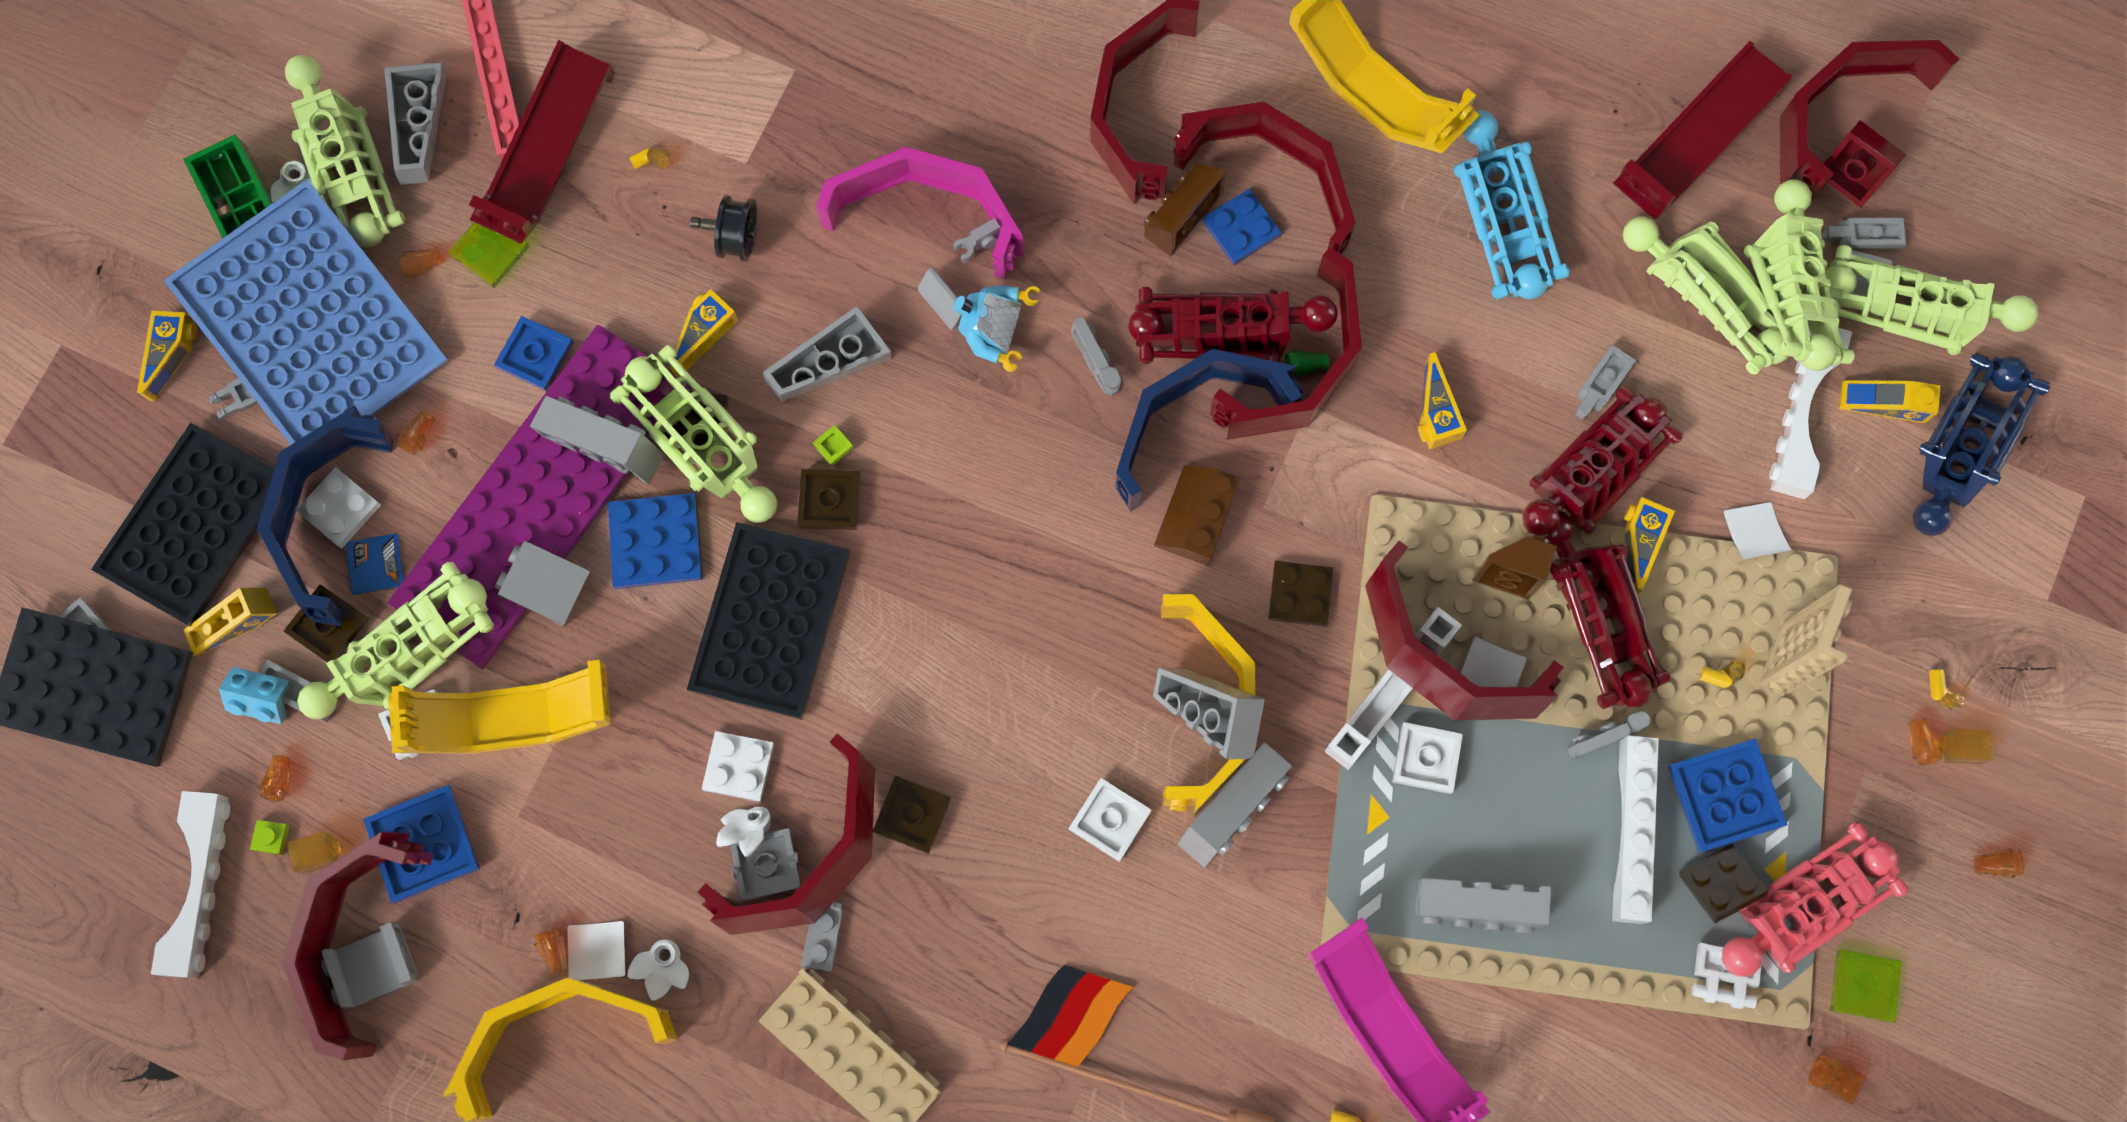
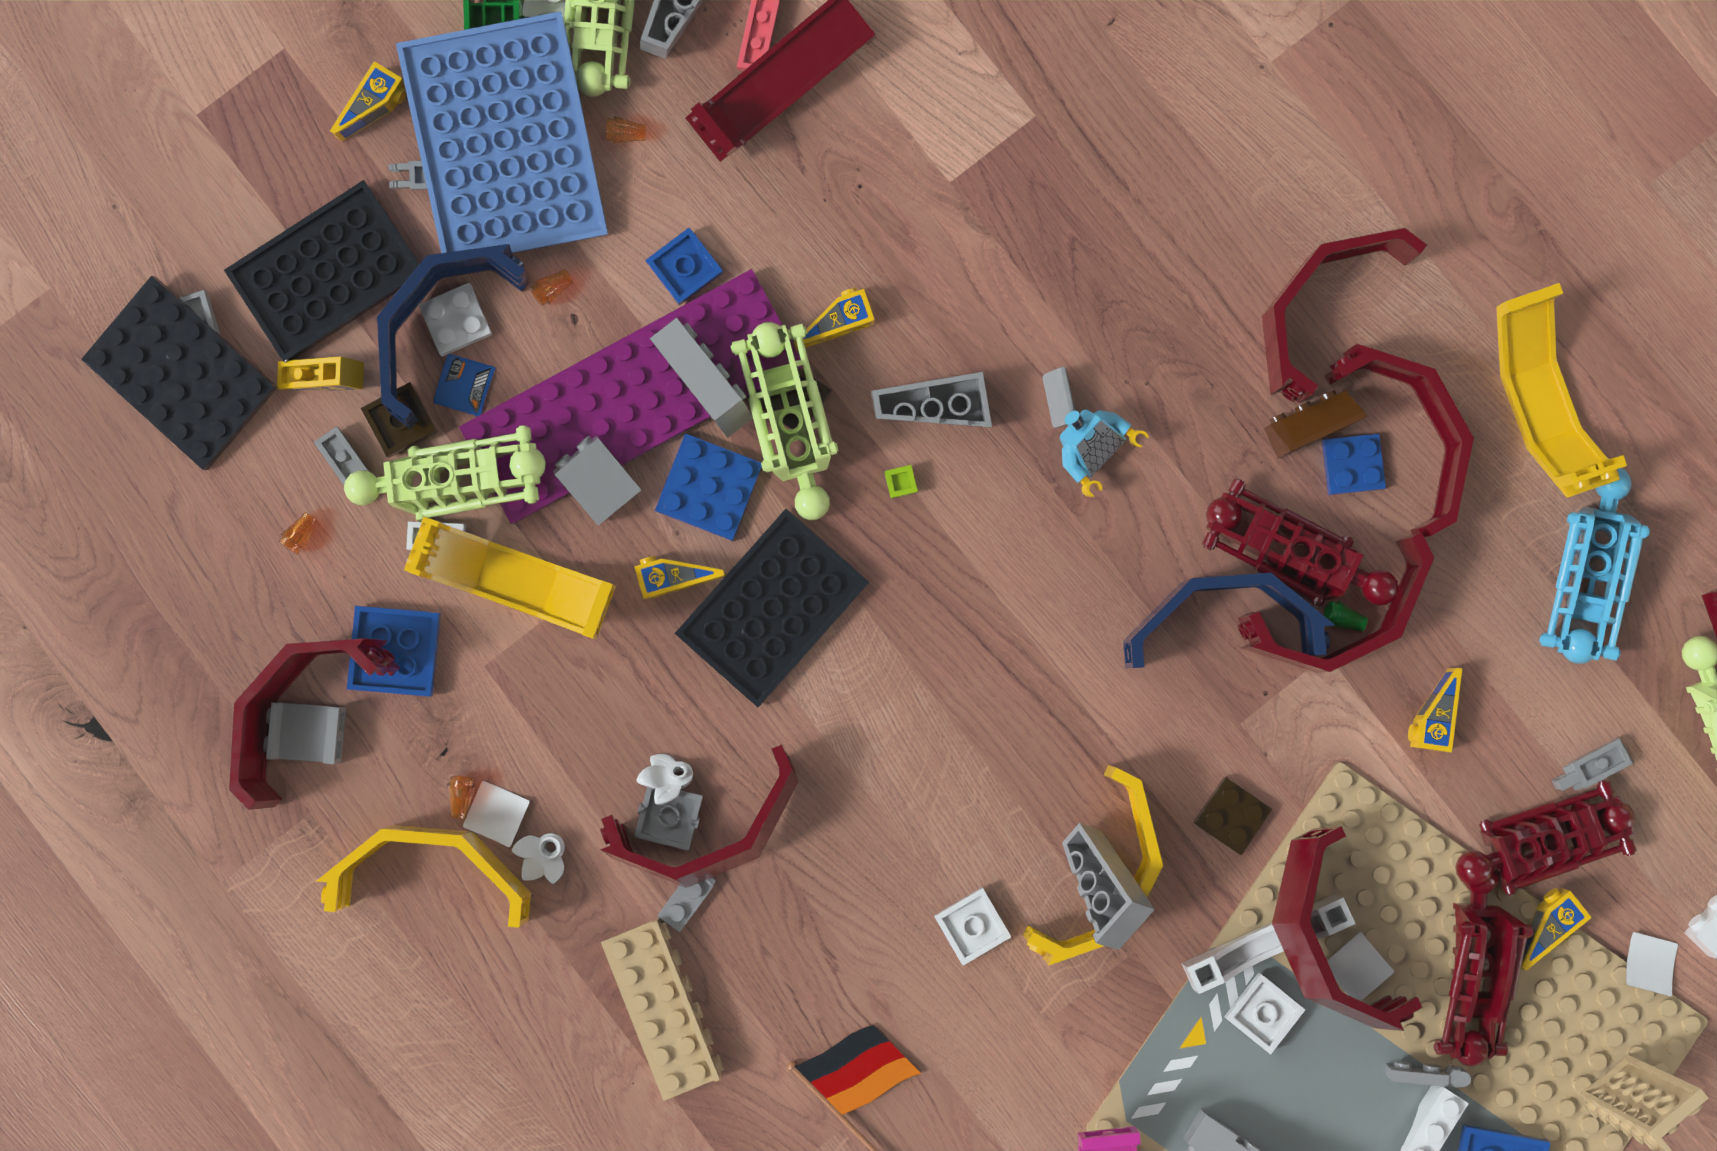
camera: 20 degrees right, 10 degrees up
(182, 947) = (221, 540): white arch -> none
(254, 695) = (312, 452): medium azure bracket -> none
(269, 837) = (271, 579): lime plate -> none
(313, 852) = (302, 613): clear yellow brick -> none
(487, 253) = (685, 153): clear neon green plate -> none
(649, 155) = (872, 134): arm -> none
(658, 638) = (668, 576): none -> slope
(733, 227) = (911, 242): black wheel -> none
(738, 766) = (685, 719): white plate -> none
(828, 499) = (873, 527): dark brown plate -> none
(912, 815) = (810, 836): dark brown plate -> none
(929, 170) = (1113, 282): dark pink panel -> none
(981, 237) = (1123, 359): light grey plate -> none
(1096, 358) = (1165, 518): light grey hinge -> none
(1197, 513) = (1181, 702): reddish brown slope -> none
(1234, 805) = (1081, 973): light grey wedge -> none
(1518, 567) = (1433, 901): reddish brown slope -> none
(1726, 676) = (1553, 1075): arm -> none

